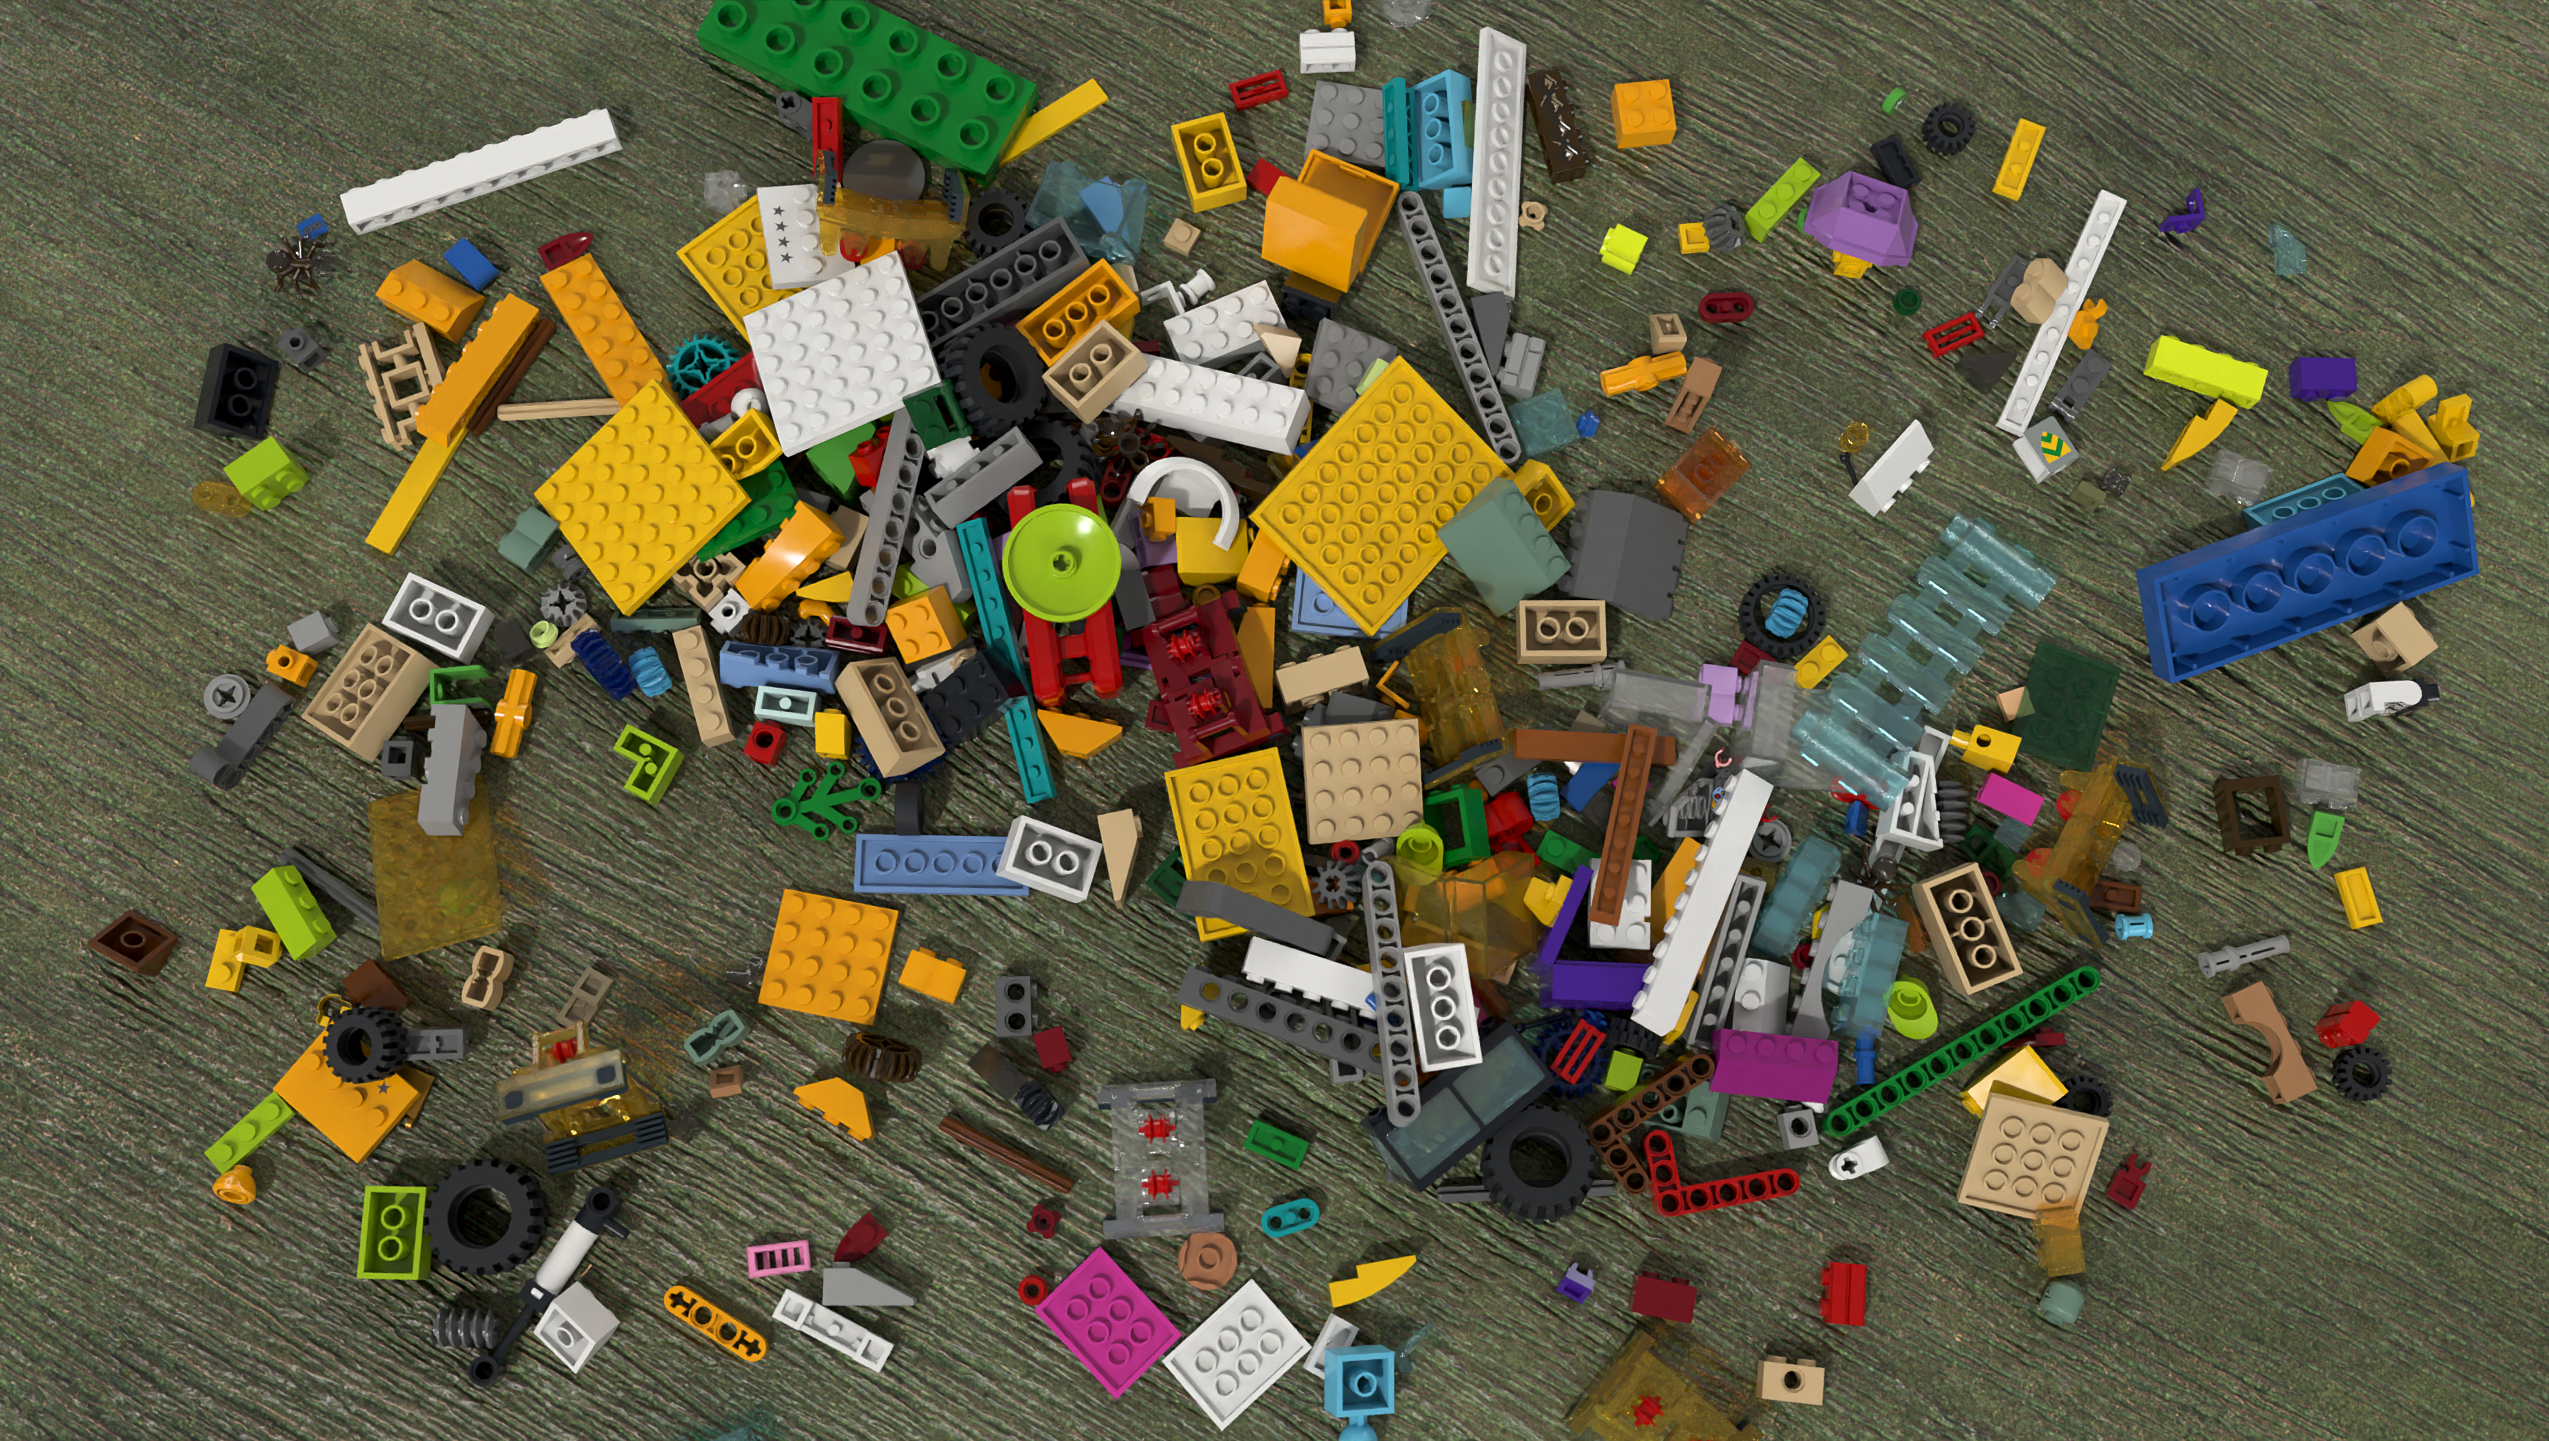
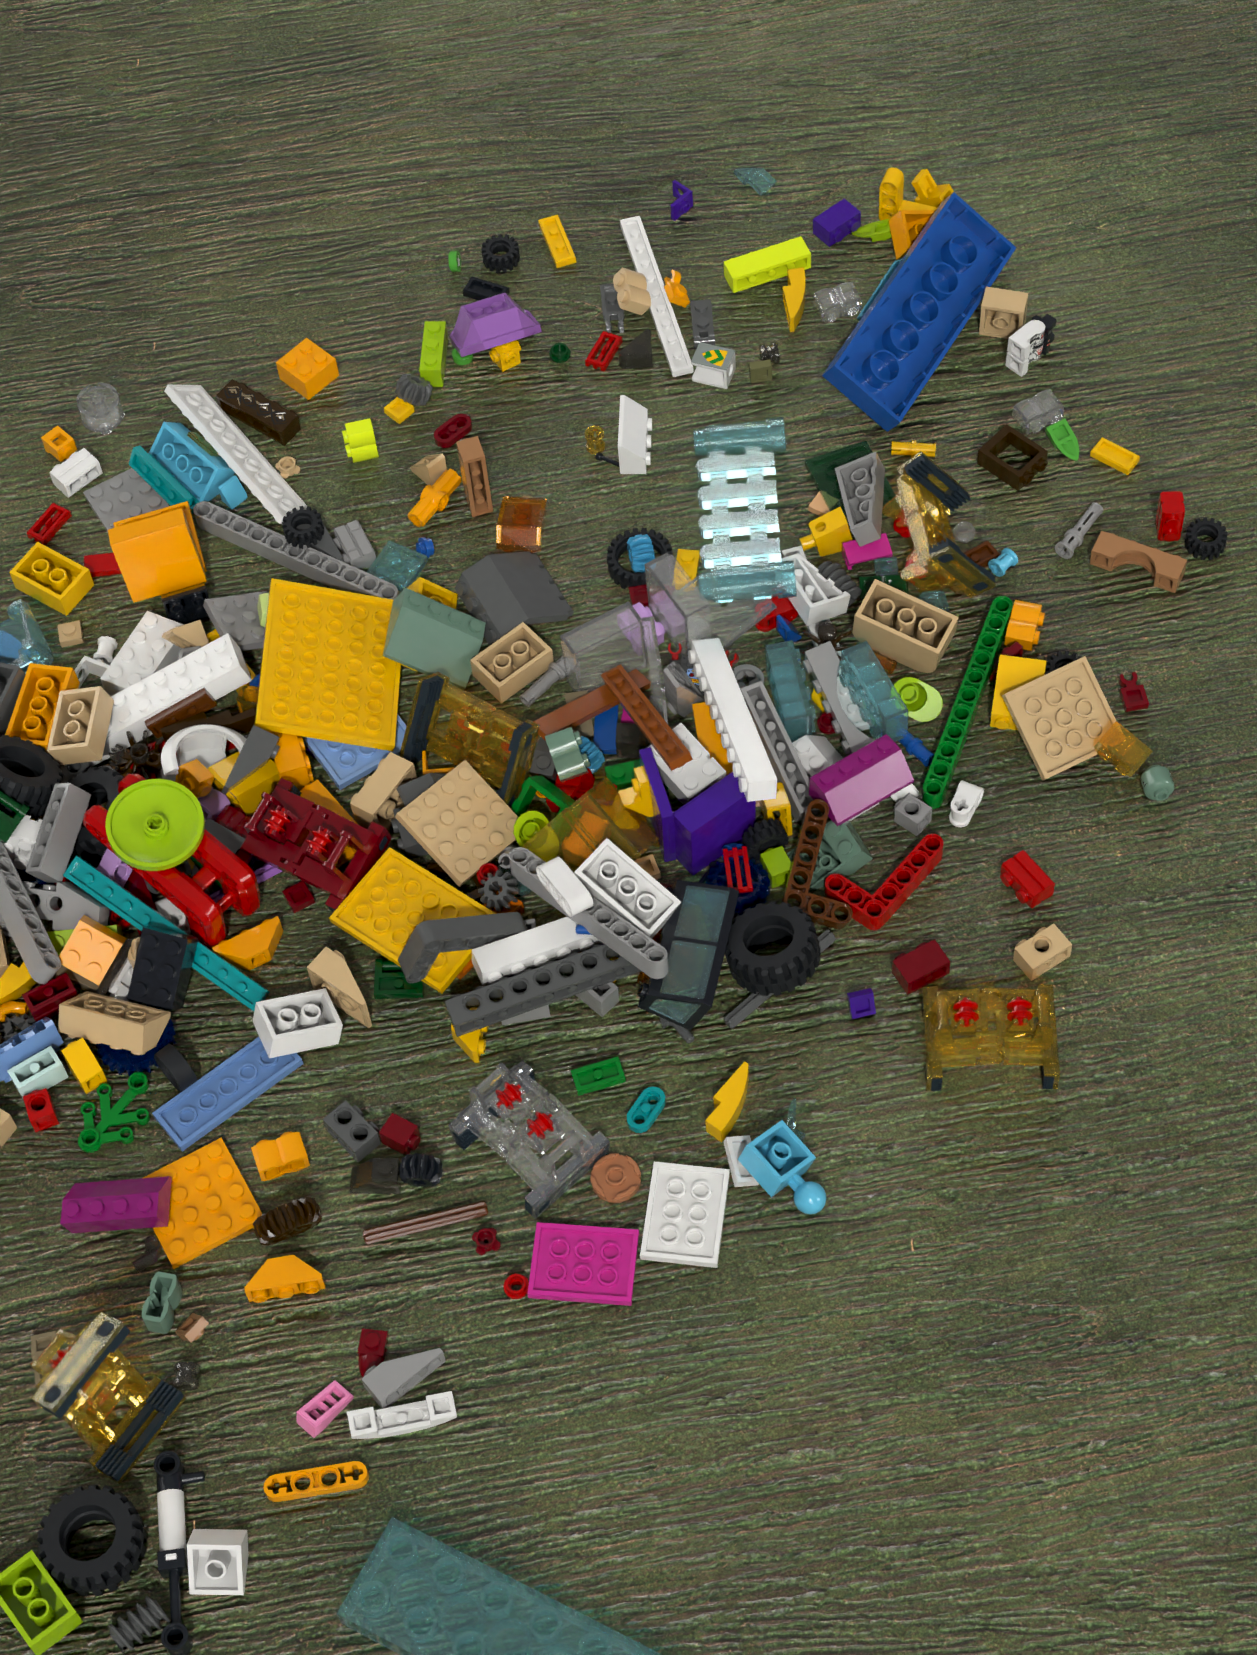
camera: 30 degrees left, 20 degrees down
(755, 903) = (117, 1205): none -> magenta slope
(1201, 432) = (188, 707): none -> reddish brown tile
(1223, 546) = (254, 754): none -> dark grey slope
(1385, 955) = (564, 886): none -> white beam
(1488, 293) = (306, 536): none -> black tyre
(1520, 792) = (567, 754): none -> sand green brick
(2055, 742) = (862, 495): none -> light grey wedge
(2090, 1015) = (1024, 624): none -> light orange brick
(2161, 717) = (913, 448): none -> yellow pin

